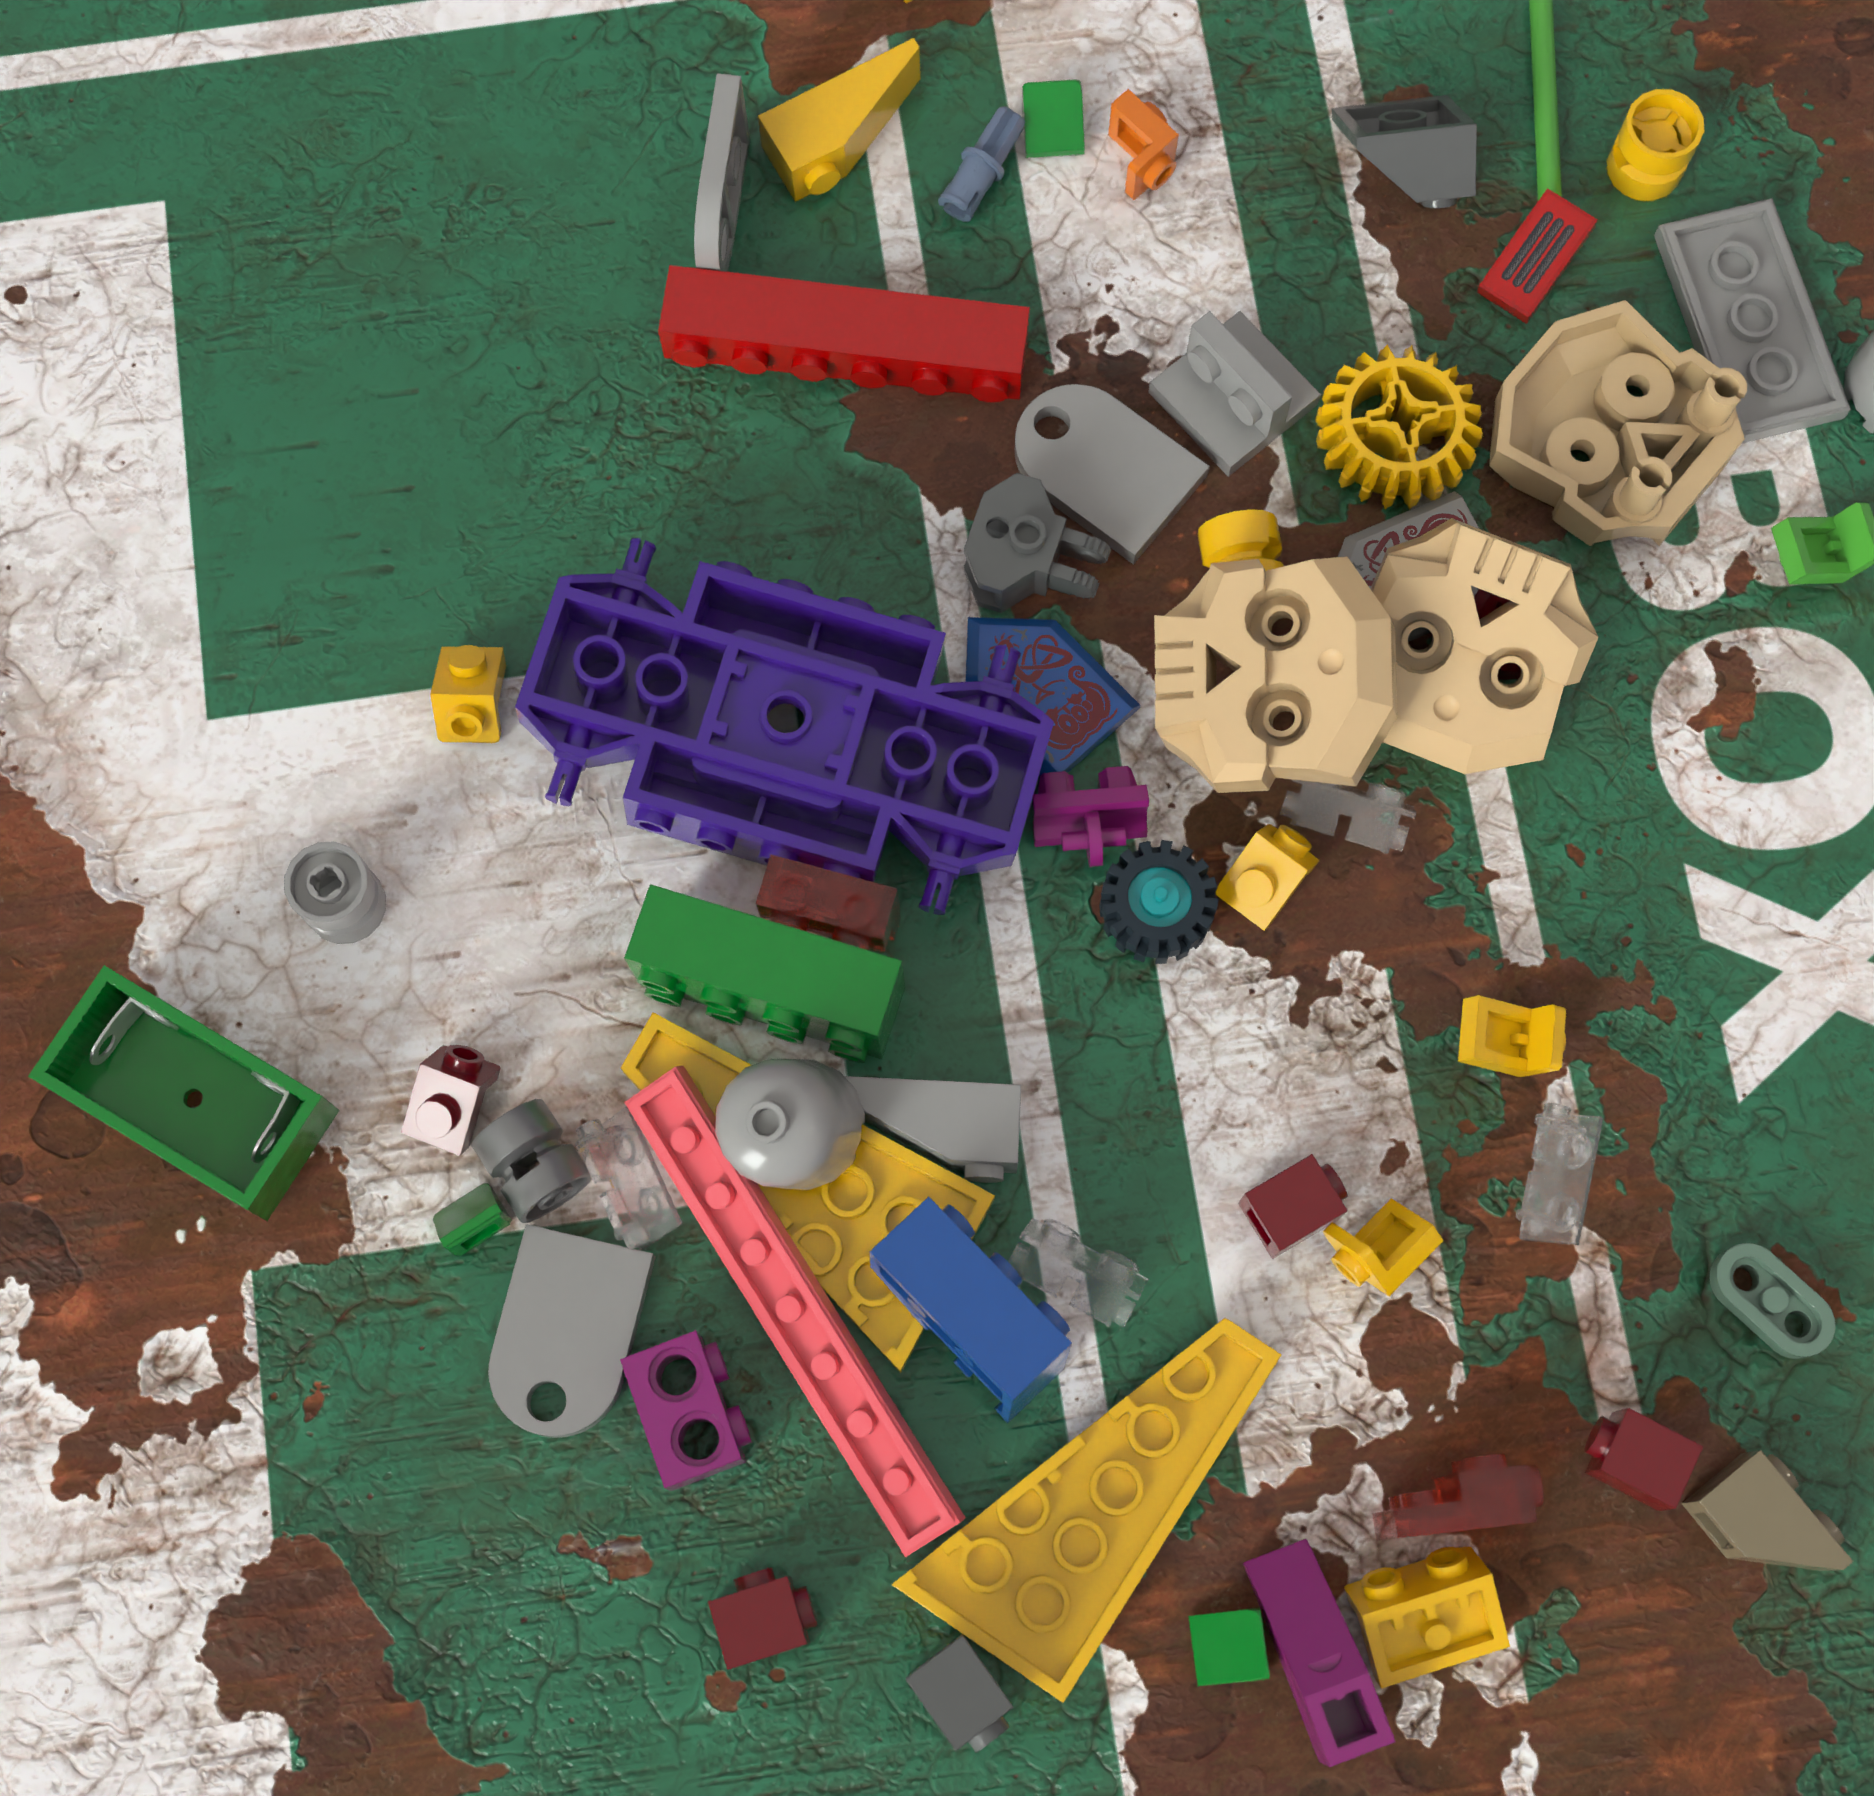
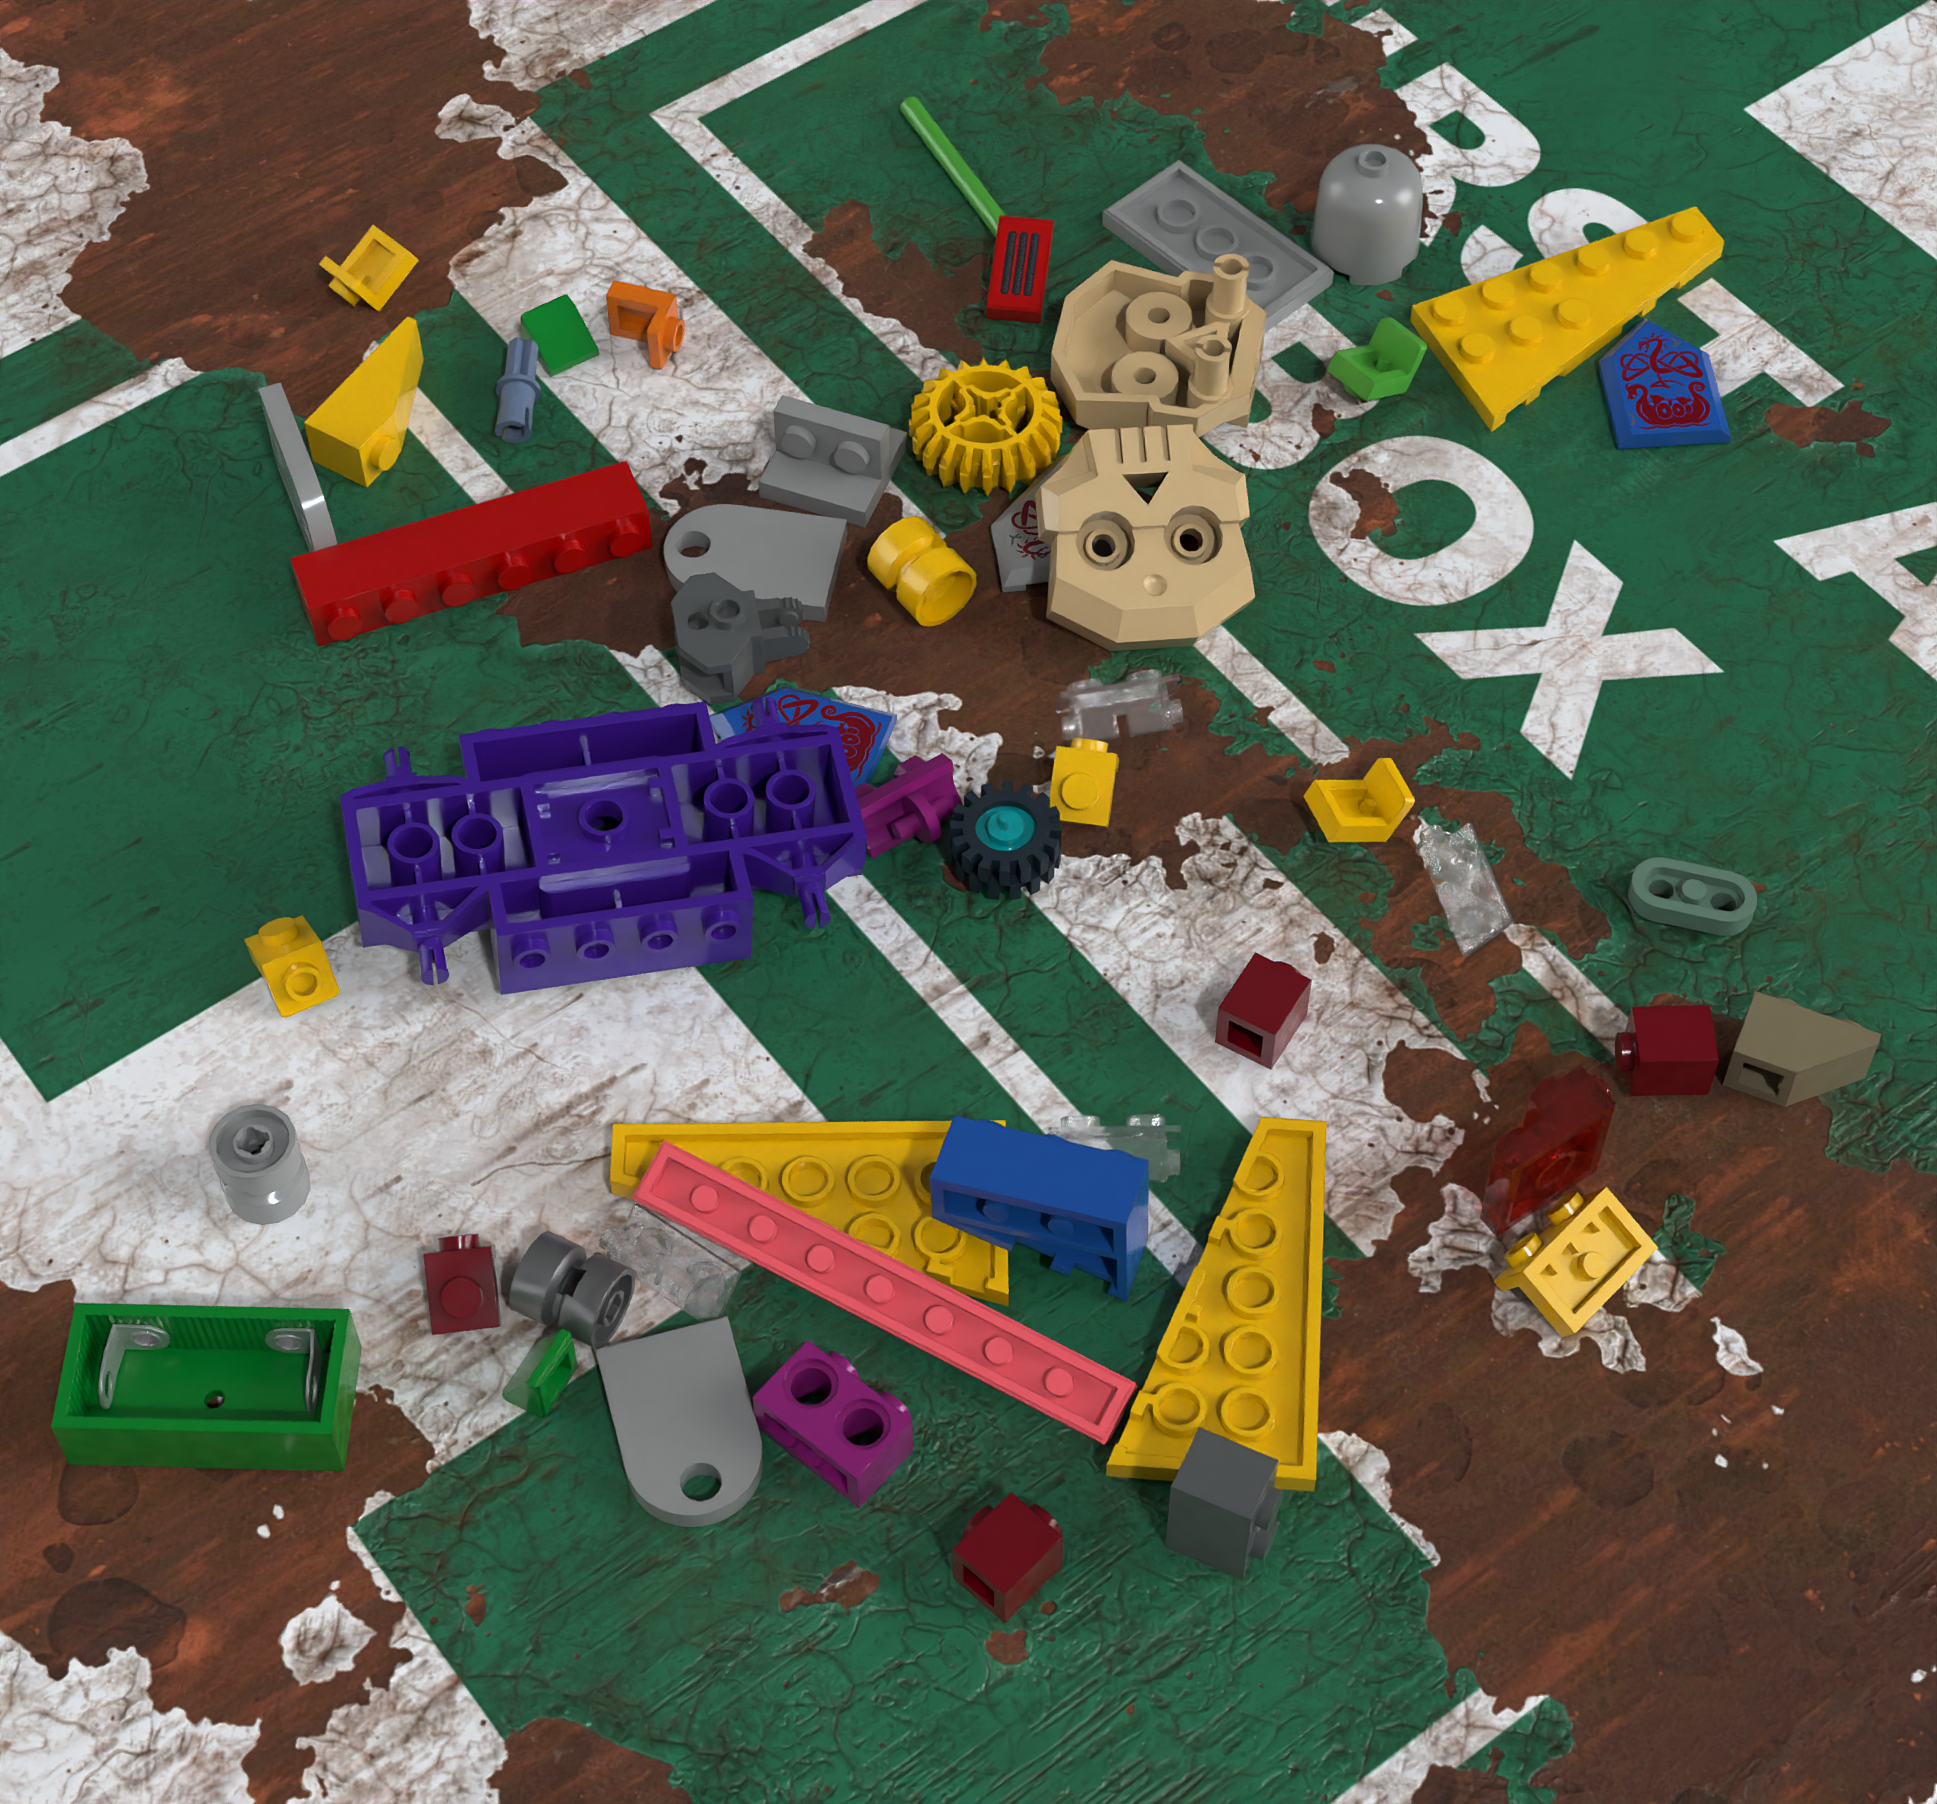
camera: 30 degrees left, 20 degrees down
(765, 974) = (702, 1035): green brick -> none
(789, 1123) = (795, 1125): light grey cylinder -> none
(829, 904) = (726, 954): clear red plate -> none
(949, 1121) = (924, 1081): light grey slope -> none
(1229, 1647) = (1429, 1370): green slope -> none
(1318, 1655) = (1512, 1332): magenta slope -> none
(1327, 671) = (1043, 586): tan brick -> none
(1384, 1248) = (1359, 1004): yellow bracket -> none
(1418, 144) = (877, 234): dark grey slope -> none
(1655, 144) = (1065, 156): yellow wheel -> none

